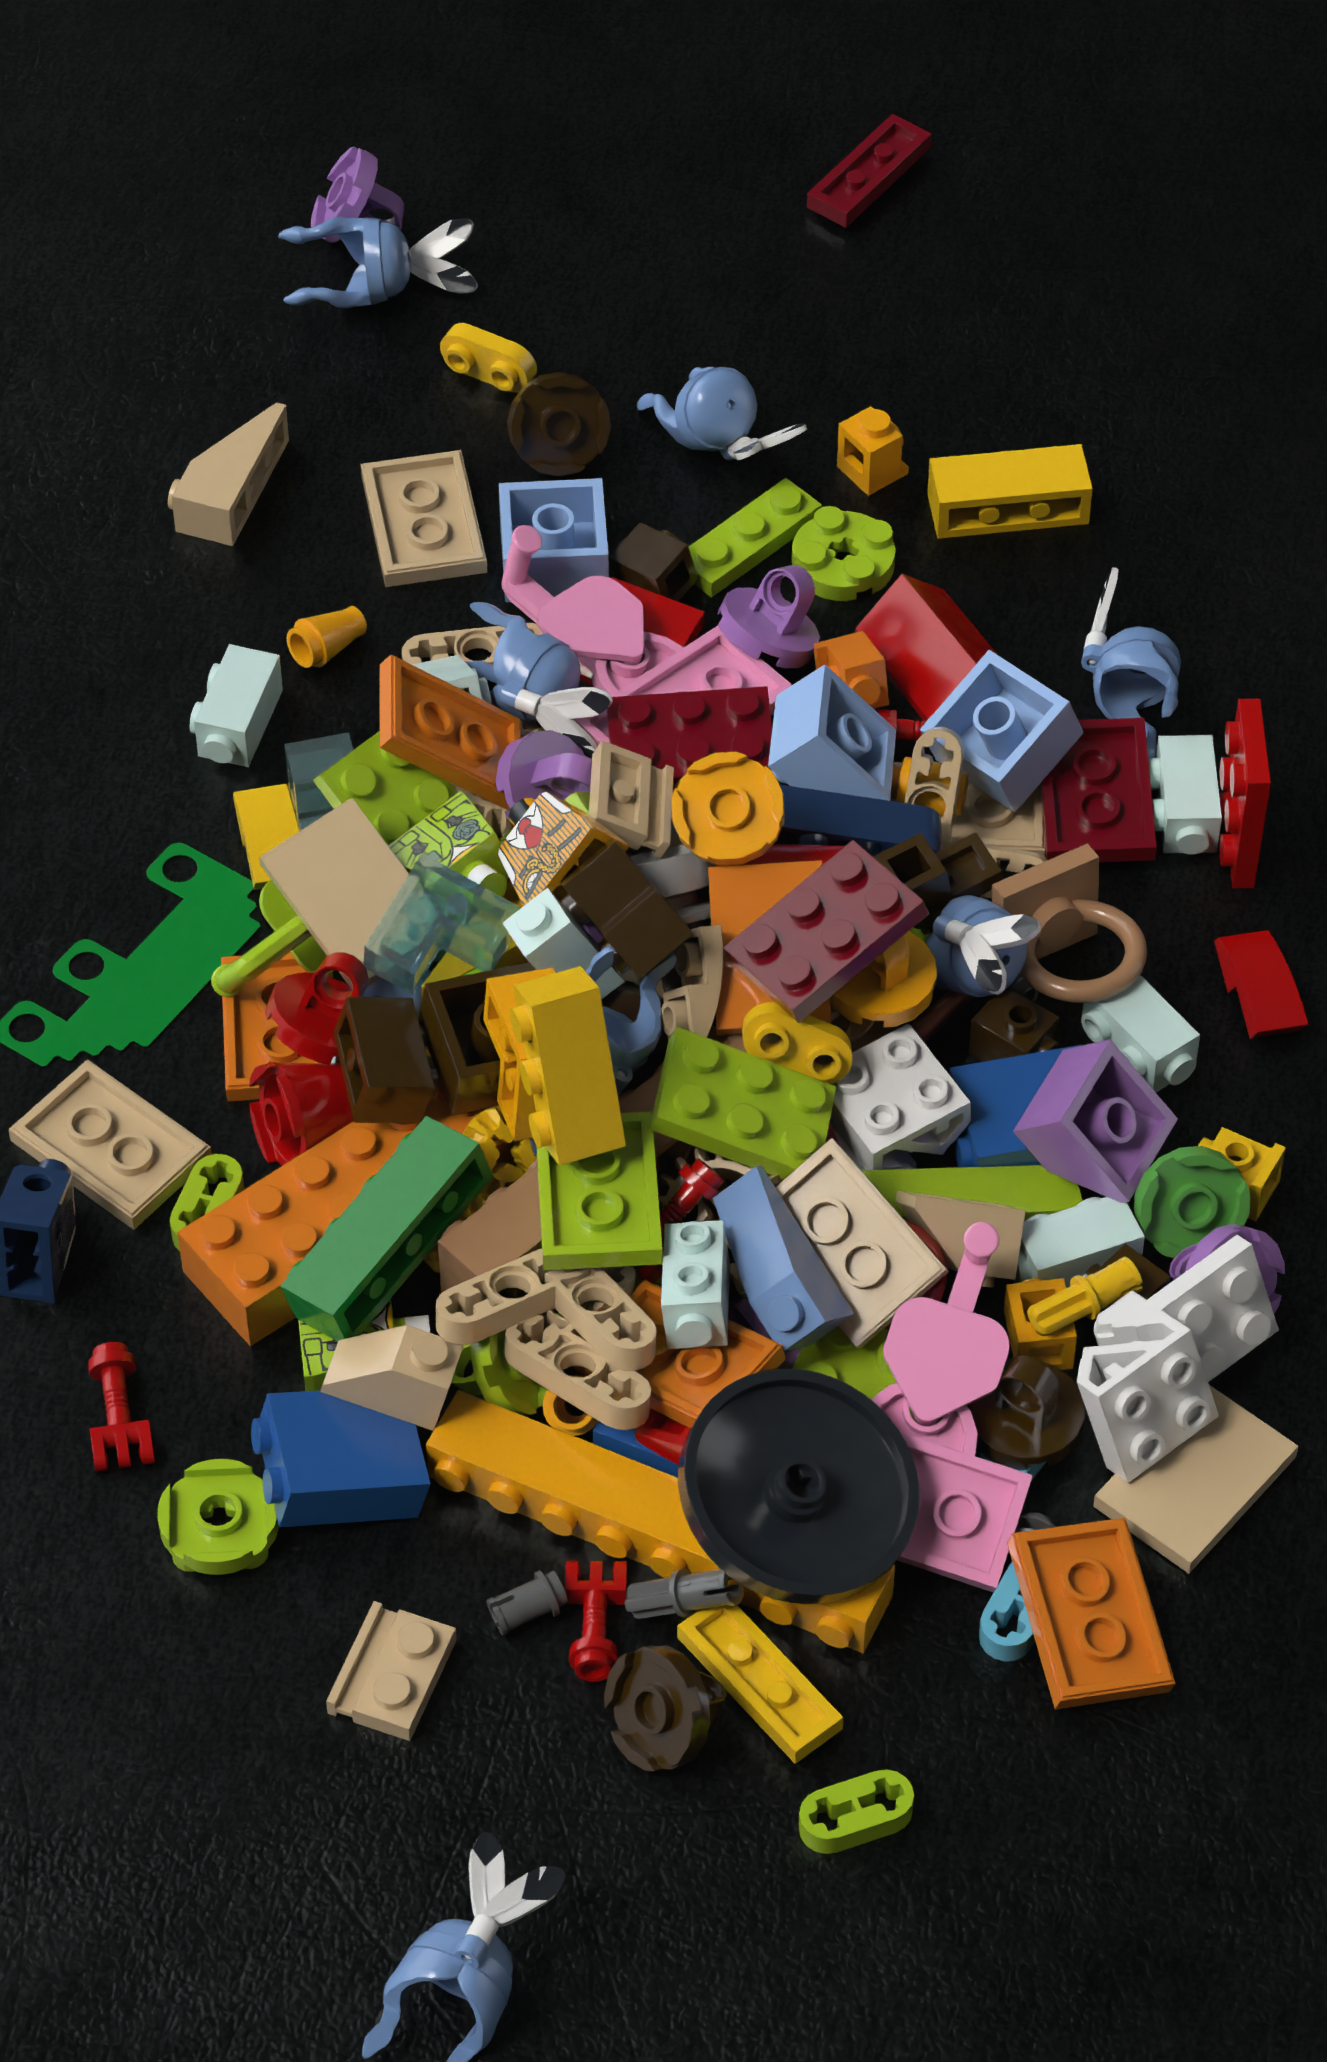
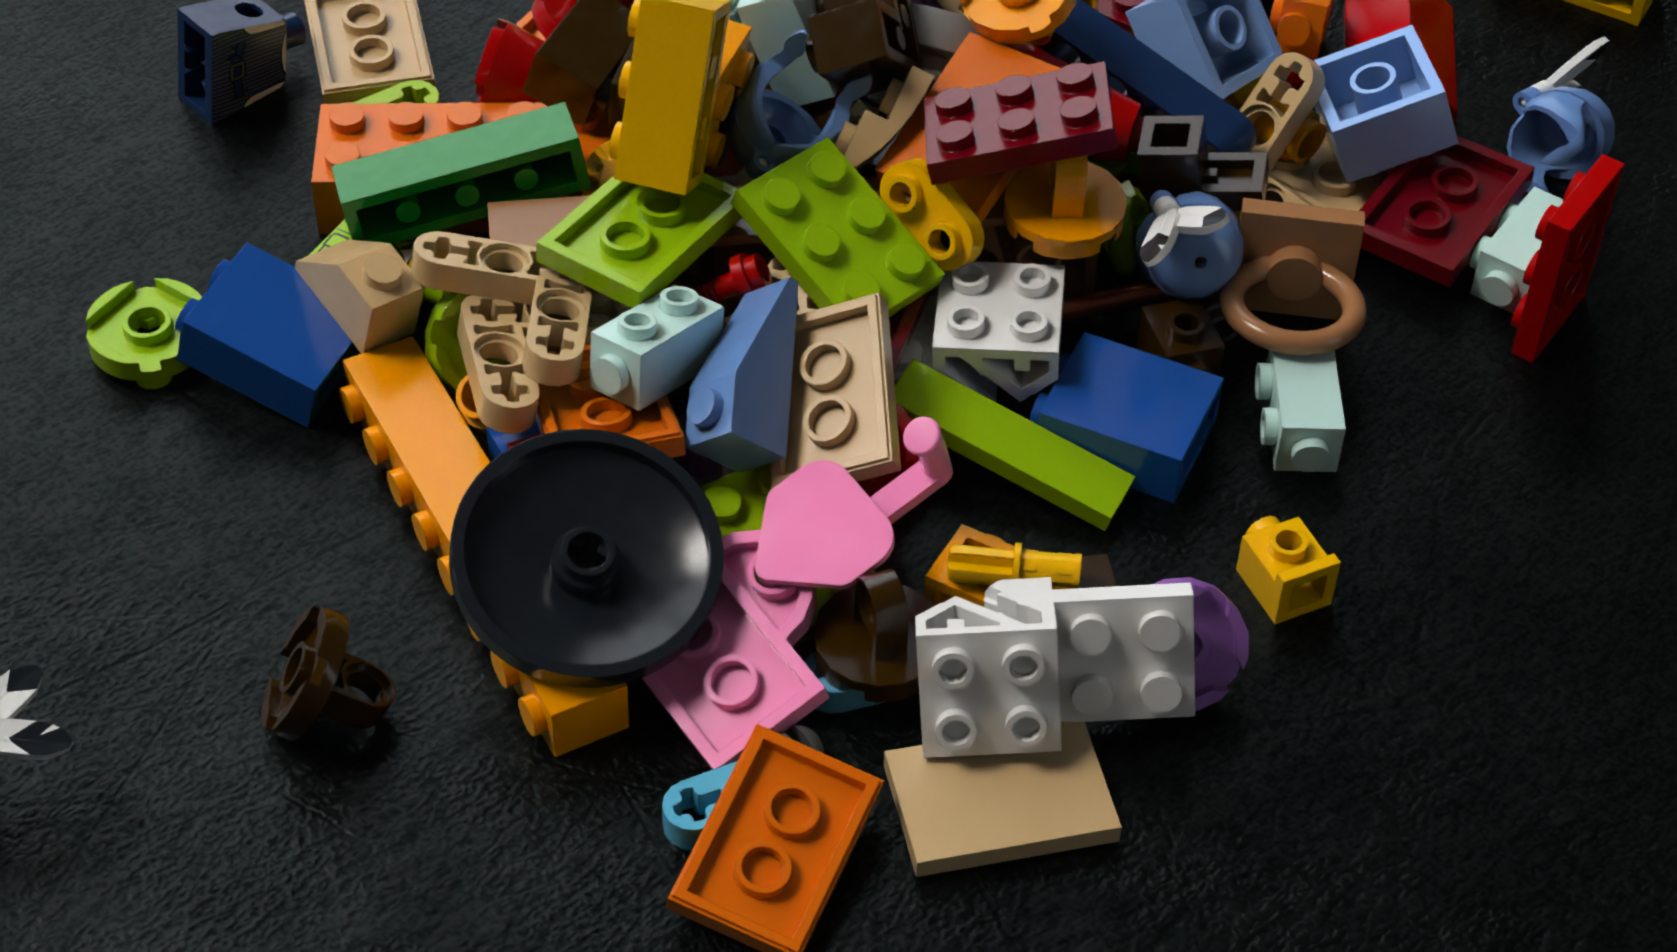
camera: 35 degrees right, 5 degrees down
(112, 1366) = (151, 238): red hinge -> none
(391, 1671) = (155, 523): tan plate -> none
(528, 1602) = (308, 535): dark grey pin -> none
(594, 1654) = (374, 559): red hinge -> none
(682, 1594) = (428, 601): dark grey axle -> none
(761, 1679) = (433, 715): yellow plate -> none
(856, 1811) = (401, 881): lime beam -> none
(948, 1220) = (982, 466): tan slope -> none
(1076, 1239) = (1071, 524): light aqua brick -> none
(1096, 1121) = (1166, 435): medium lavender slope -> none
(1189, 1197) = (1209, 541): bright green tile -> none
(1264, 983) = (1457, 432): red slope -> none

